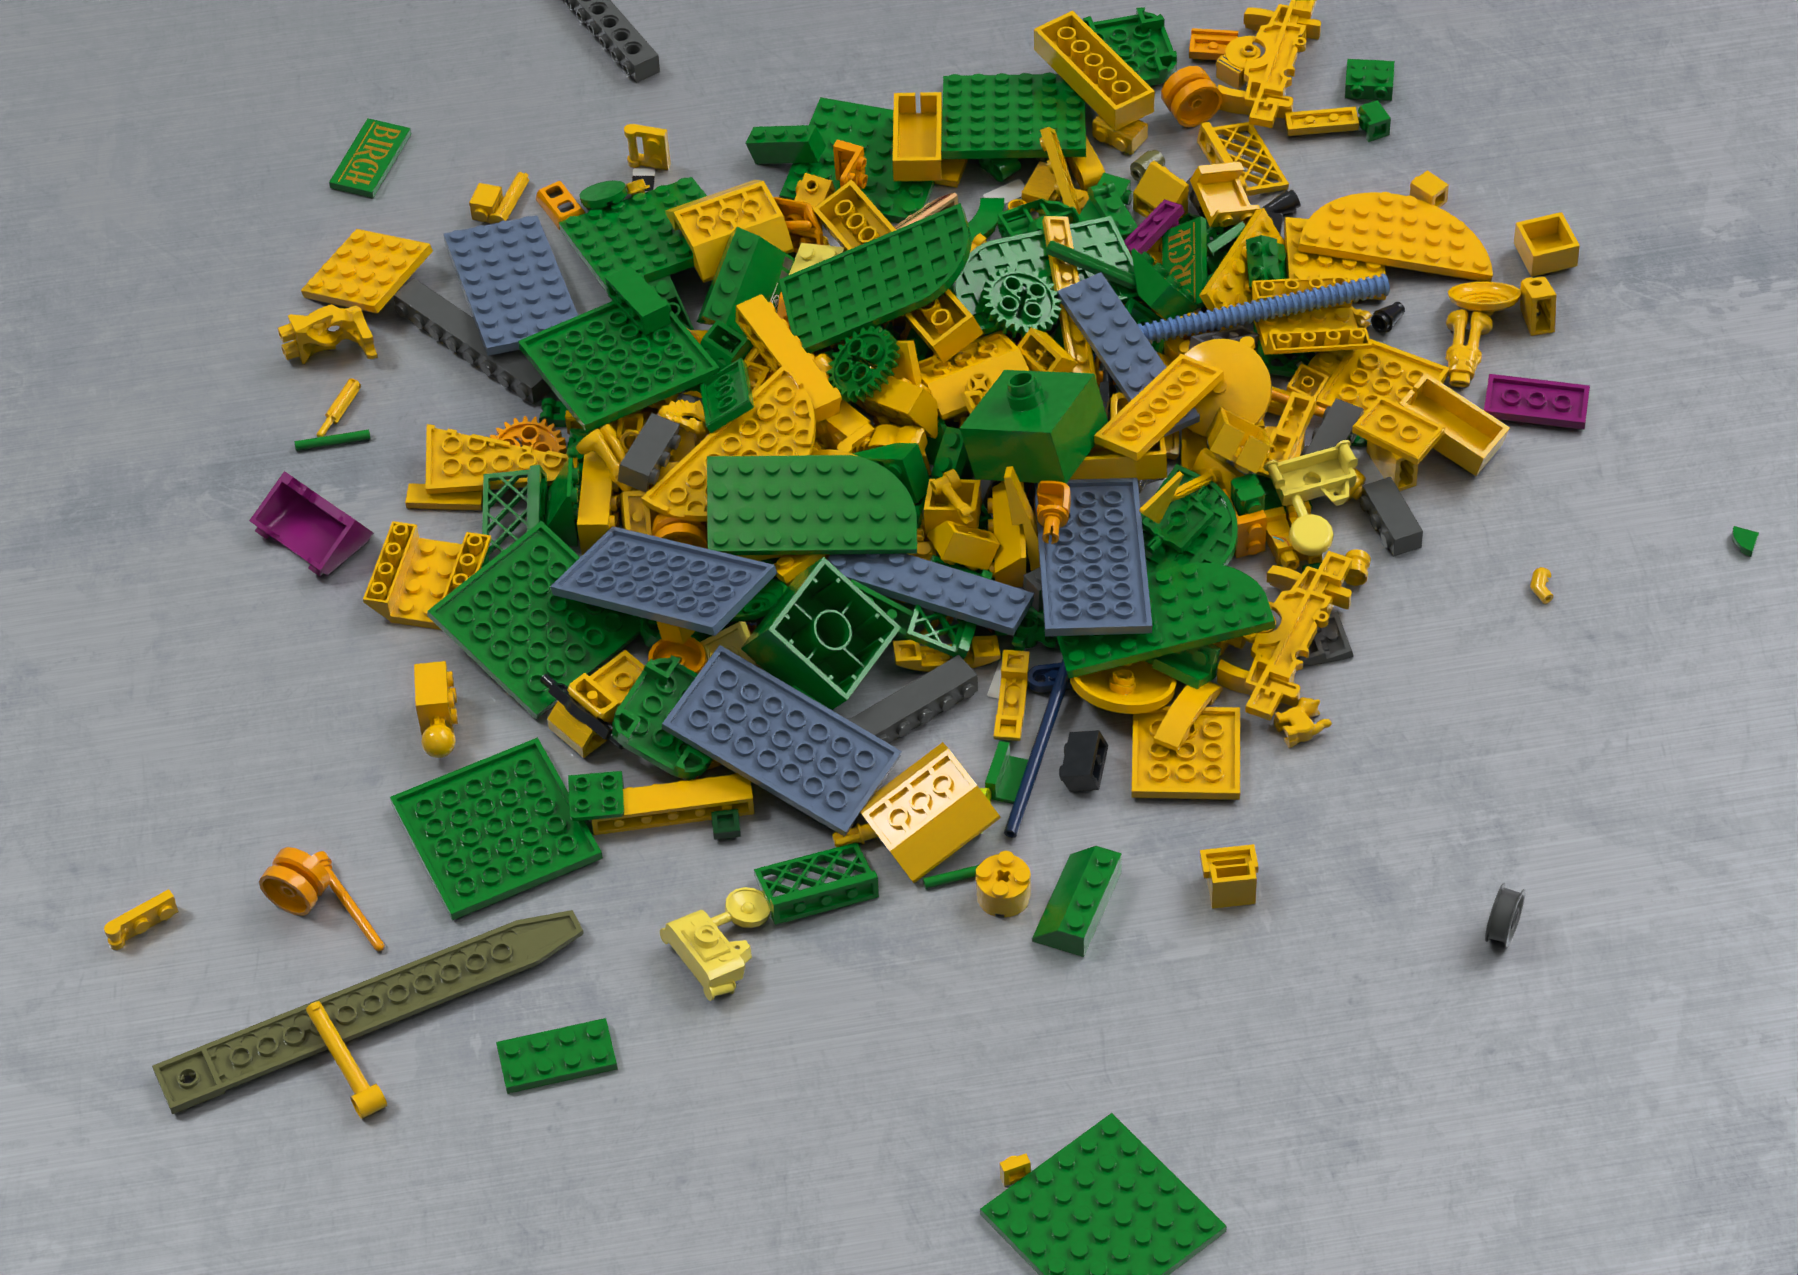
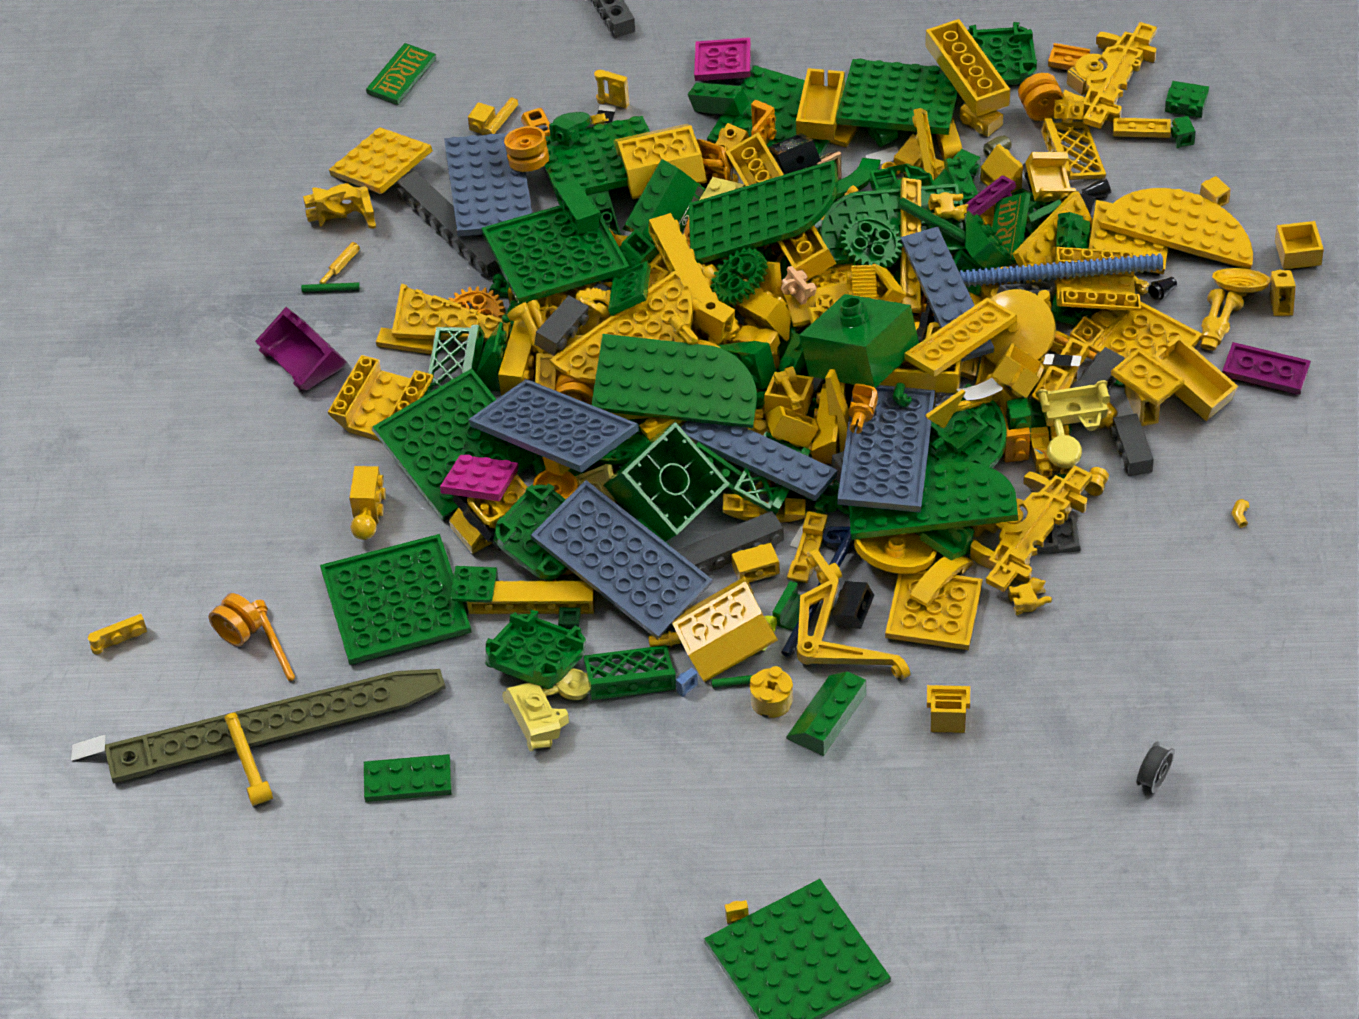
camera: 10 degrees right, 0 degrees up
(131, 1072) = (88, 747): none -> white sticker
(555, 234) = (526, 149): none -> light orange wheel
(578, 659) = (479, 477): none -> dark pink plate
(598, 207) = (564, 131): none -> green brick
(692, 870) = (535, 650): none -> green plate
(780, 94) = (722, 59): none -> dark pink plate
(808, 438) = (682, 329): none -> yellow axle
(842, 419) = (714, 317): none -> yellow torso
(892, 885) = (686, 682): none -> medium blue plate
(904, 200) = (795, 153): none -> black brick
(938, 365) = (796, 285): none -> light nougat hips
(950, 723) = (756, 563): none -> yellow brick
(1022, 351) = (862, 281): none -> yellow brick
(1046, 824) = (813, 648): none -> yellow piece
(1095, 492) = (899, 396): none -> green arm
(1103, 245) = (945, 208): none -> yellow animal
(1198, 470) = (981, 390): none -> white sticker
(1228, 108) = (1068, 109): none -> yellow brick
(1287, 421) = (1067, 360): none -> sticker

